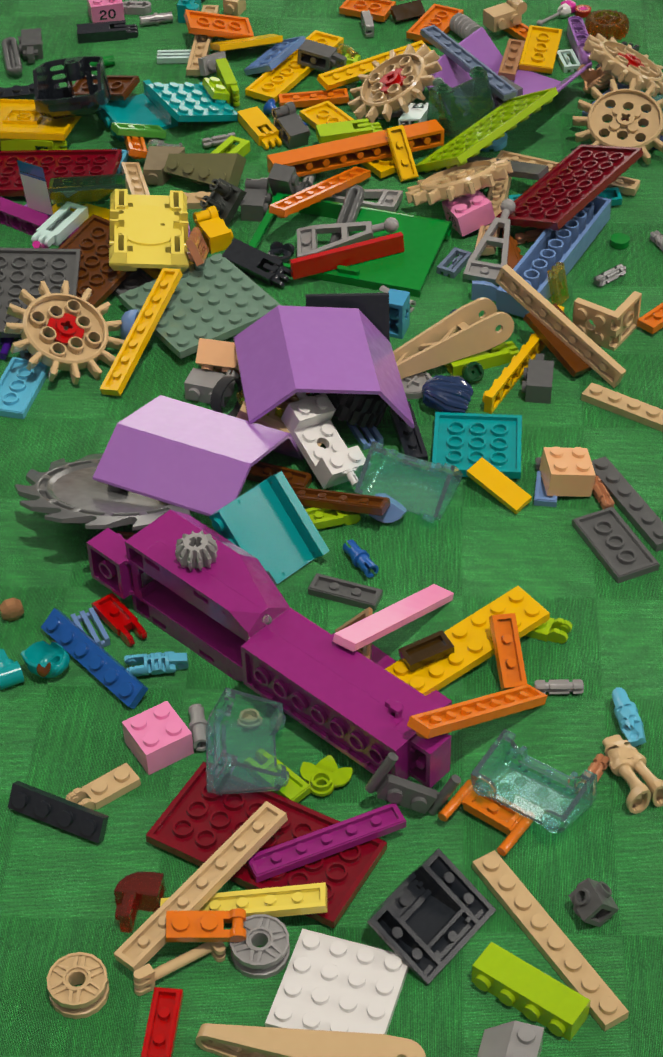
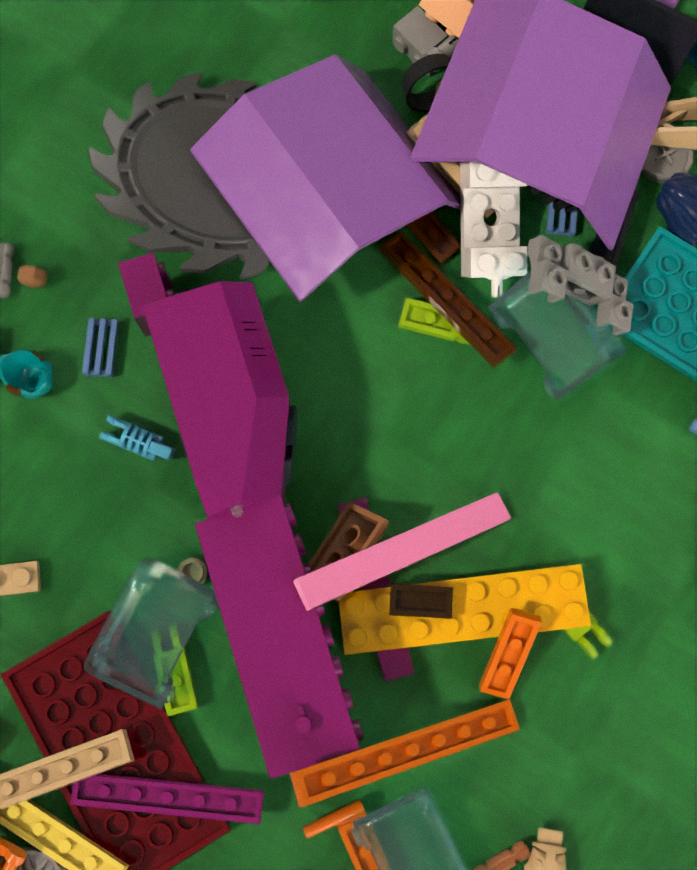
camera: 30 degrees right, 35 degrees up
(94, 658) = (79, 396): blue plate -> none
(119, 618) = (134, 353): red hinge -> none
(158, 737) = (81, 549): bright pink brick -> none
(196, 550) = (191, 374): light grey gear -> none
(198, 726) = (133, 553): light grey pin -> none
(271, 527) = (341, 333): teal panel -> none
(325, 776) = (227, 691): lime plate -> none
(345, 592) = (396, 445): dark grey tile -> none
(360, 558) = (439, 408): blue pin -> none
(393, 513) = (524, 356): medium blue brick -> none
(407, 439) = (582, 276): none -> light grey bracket
(408, 793) = (288, 802): dark grey plate -> none
(499, 485) = (661, 386): yellow tile -> none
(560, 686) = (542, 720): light grey axle -> none
(628, 717) = (587, 814): medium azure hinge -> none

